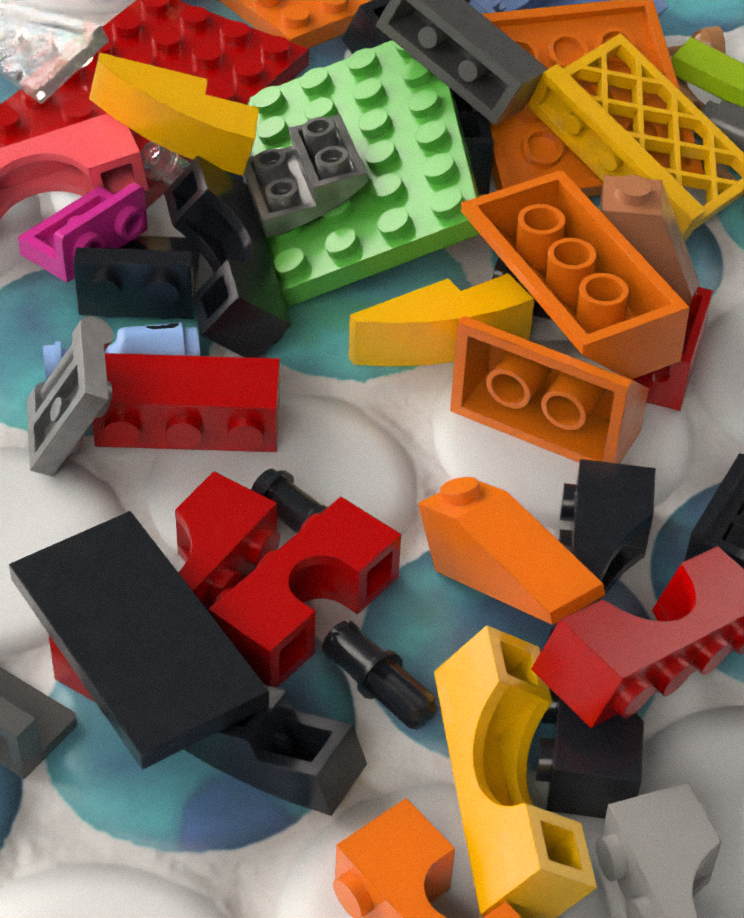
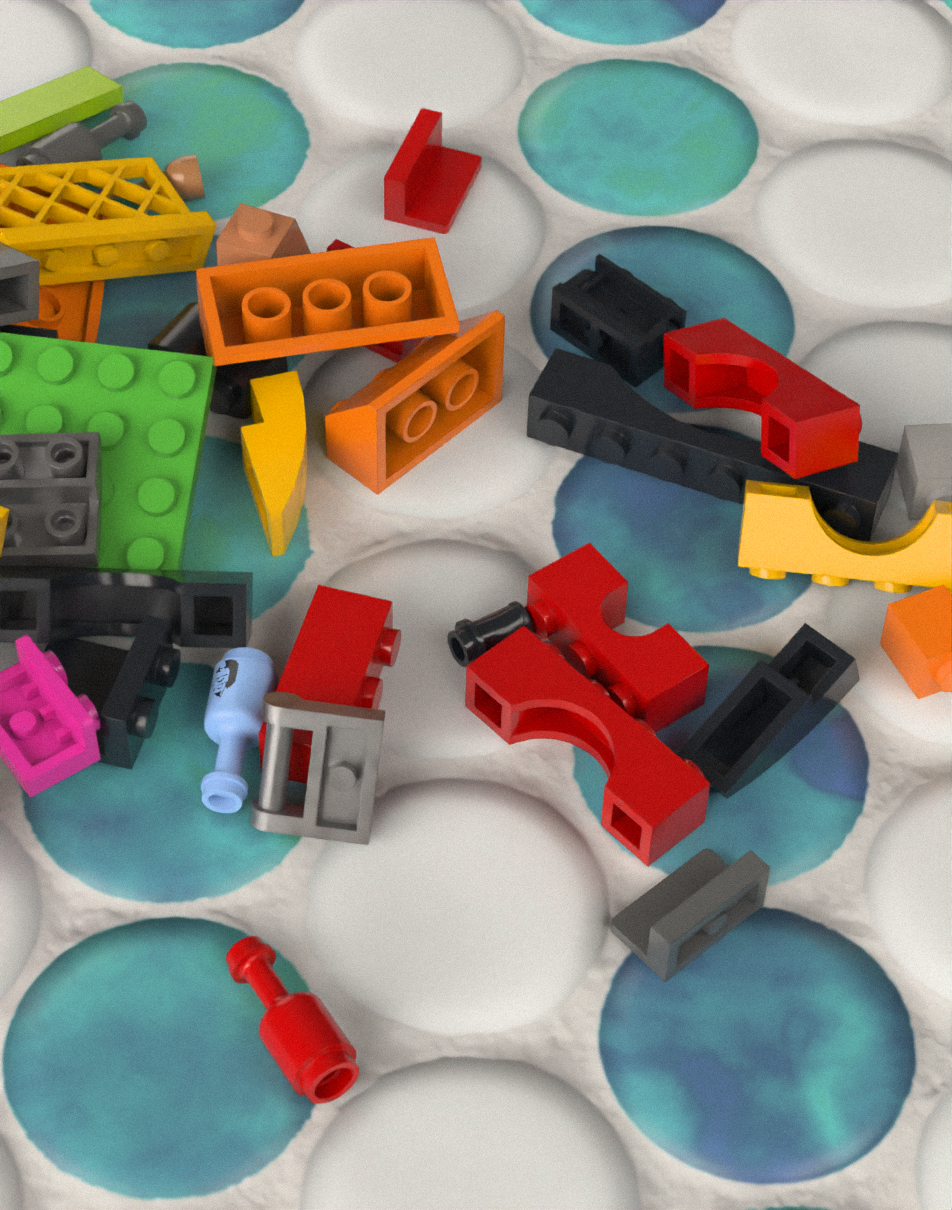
camera: 75 degrees left, 5 degrees up
(138, 638) = (678, 752): black tile -> none
(380, 674) = (724, 608): black axle -> none
(504, 552) = (634, 473): orange slope -> none

